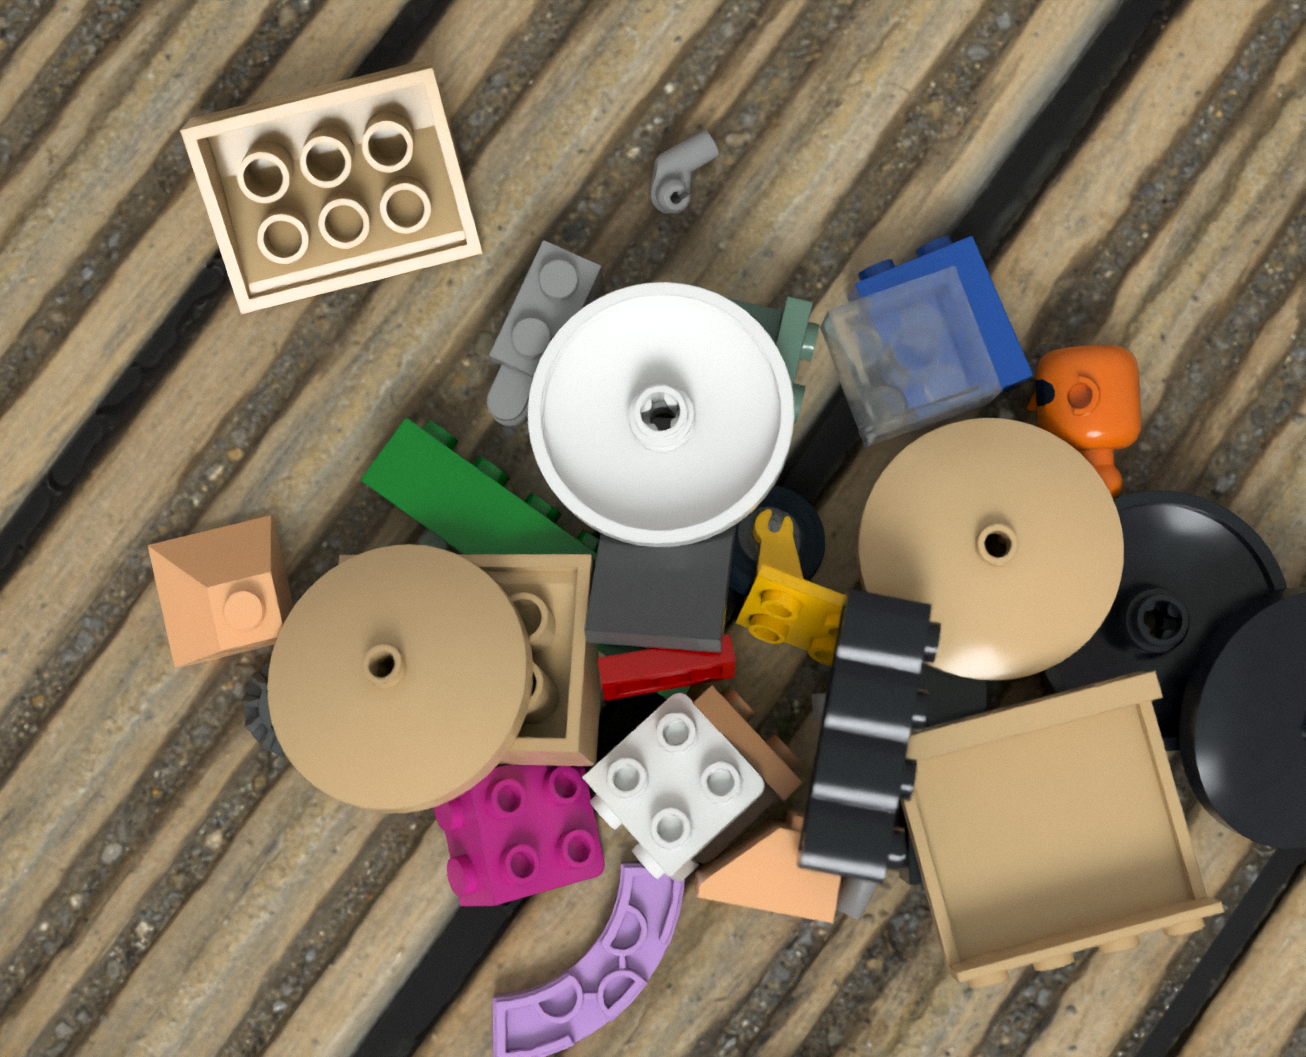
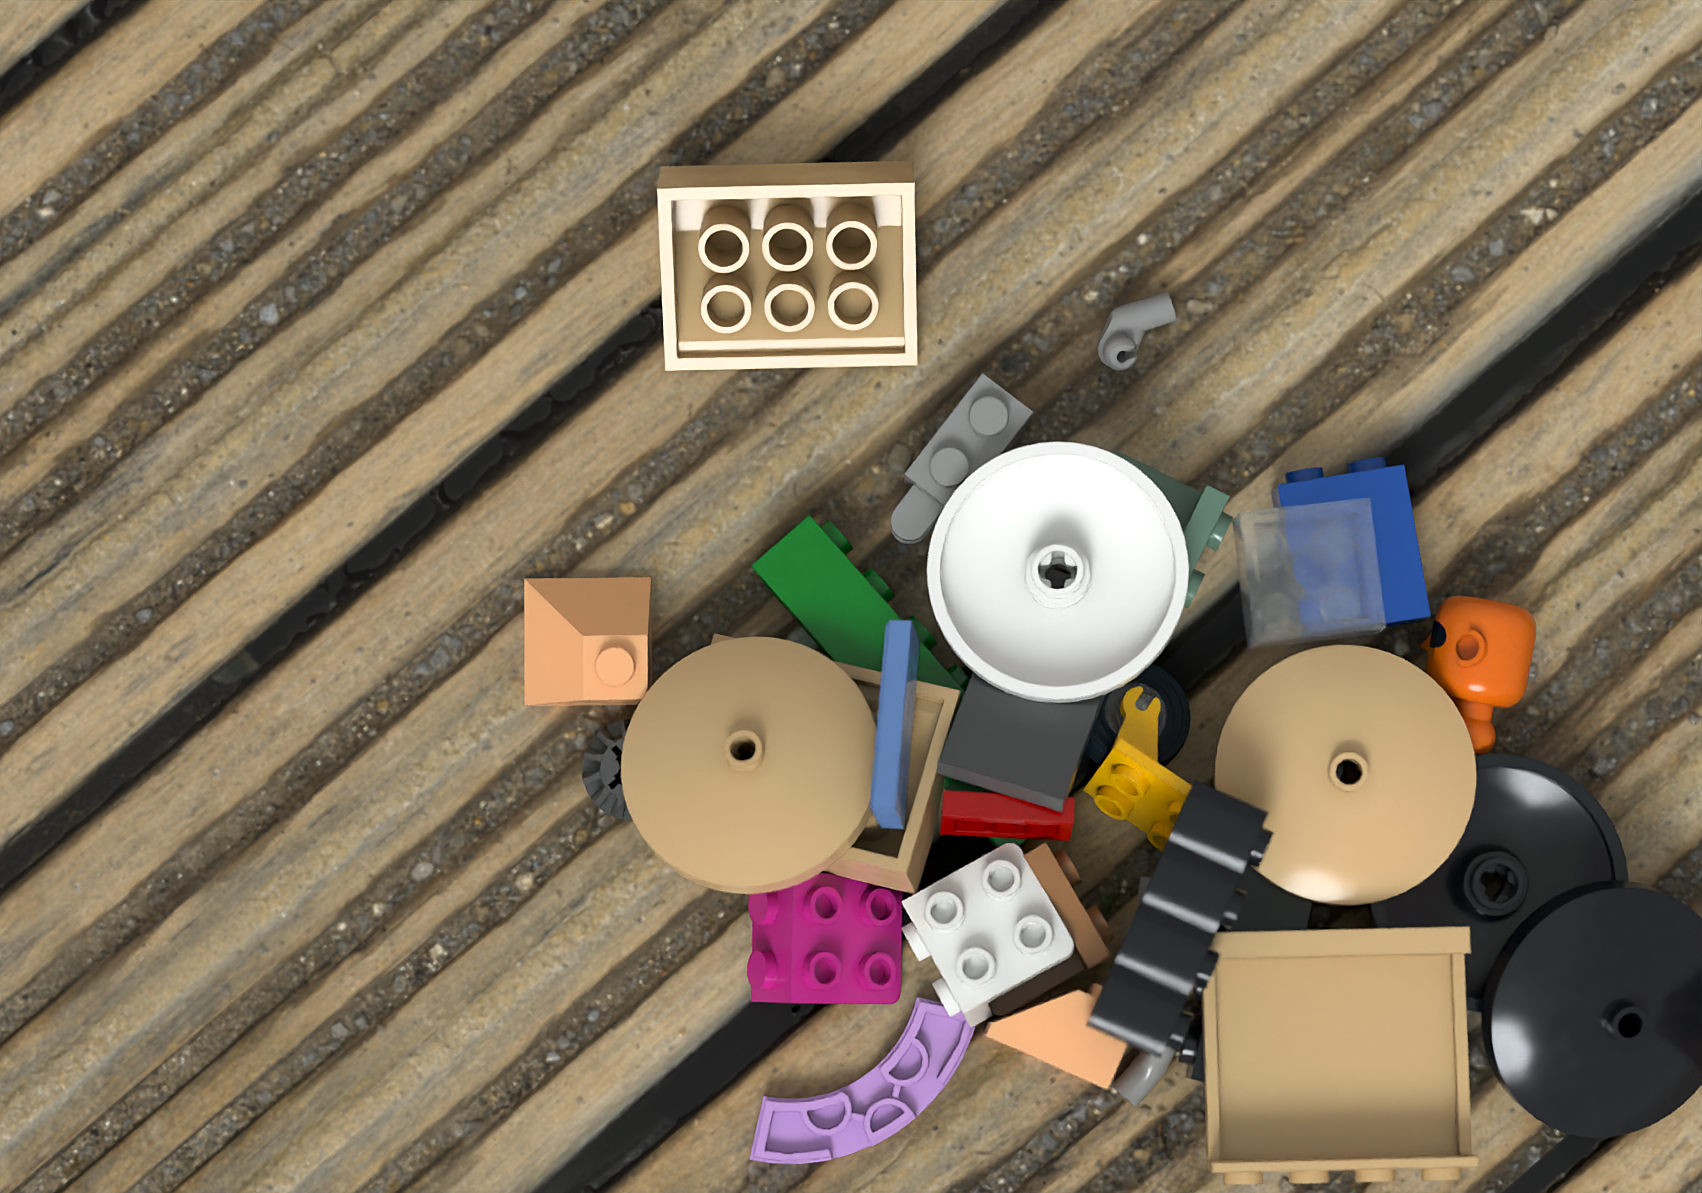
camera: 20 degrees right, 0 degrees up
(532, 603) = (895, 724): none -> medium blue tile

